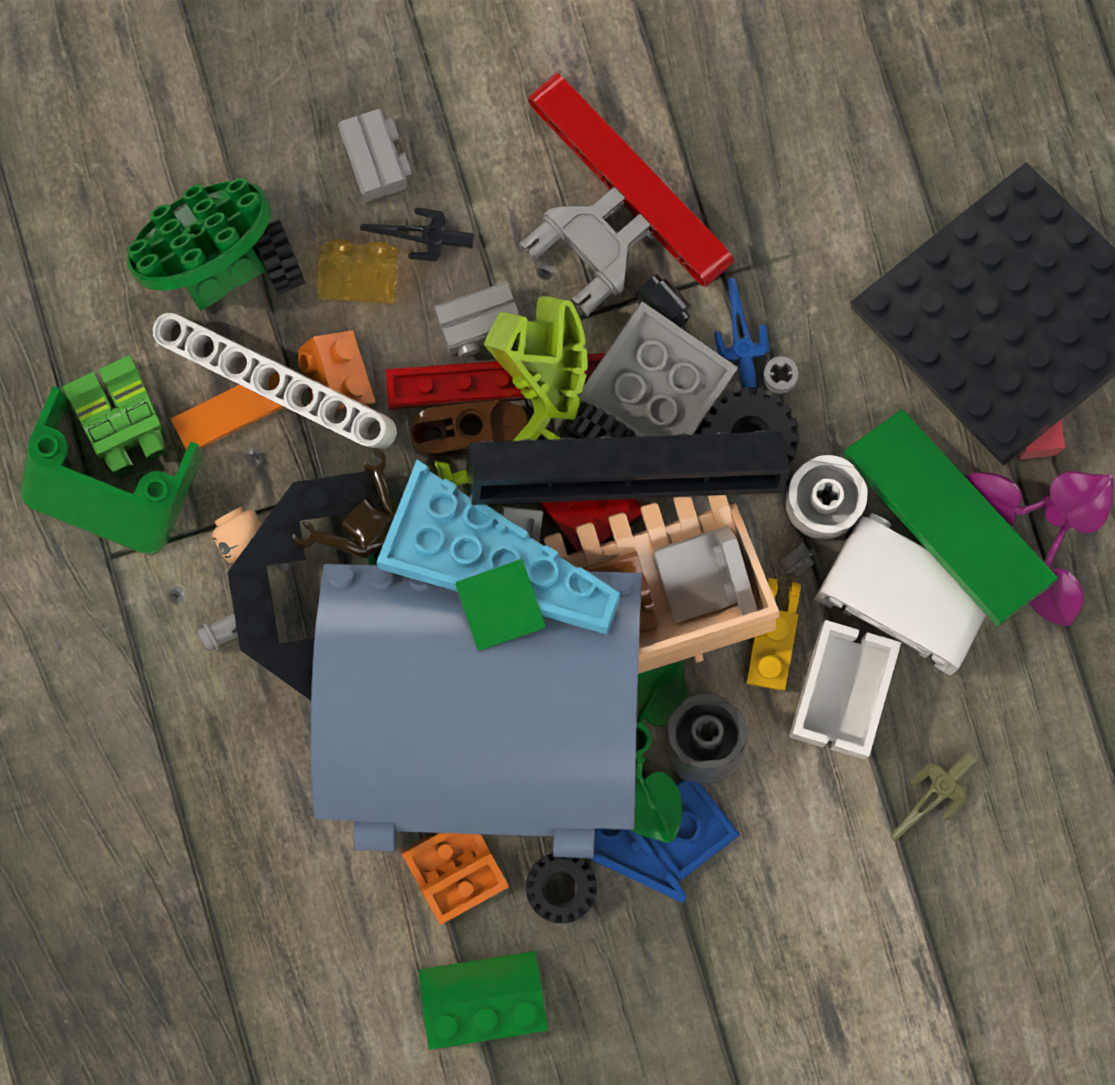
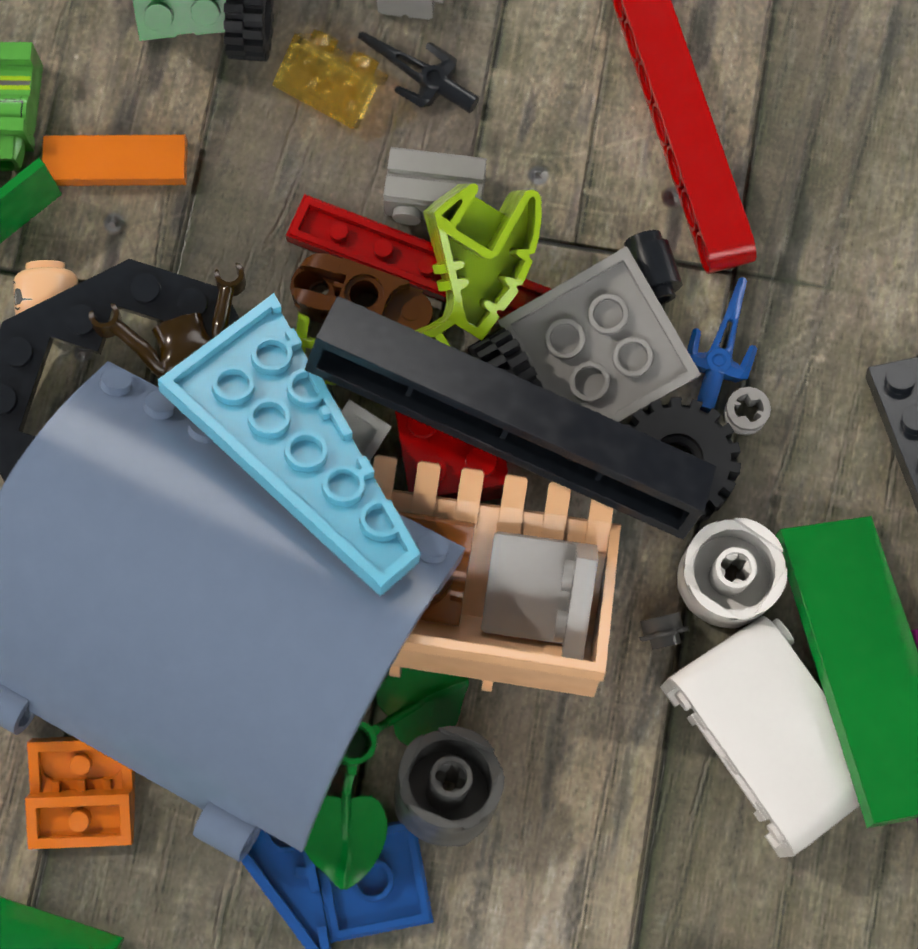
camera: 30 degrees right, 5 degrees down
(256, 378) = (155, 125): white beam -> none
(338, 365) = (247, 172): orange bracket -> none
(500, 604) = (271, 497): green sticker -> none
(554, 911) = (160, 891): black tyre -> none
(593, 241) = (608, 166): light grey connector -> none
(773, 650) = (585, 719): yellow hinge -> none
(845, 690) = (644, 811): white piece -> none

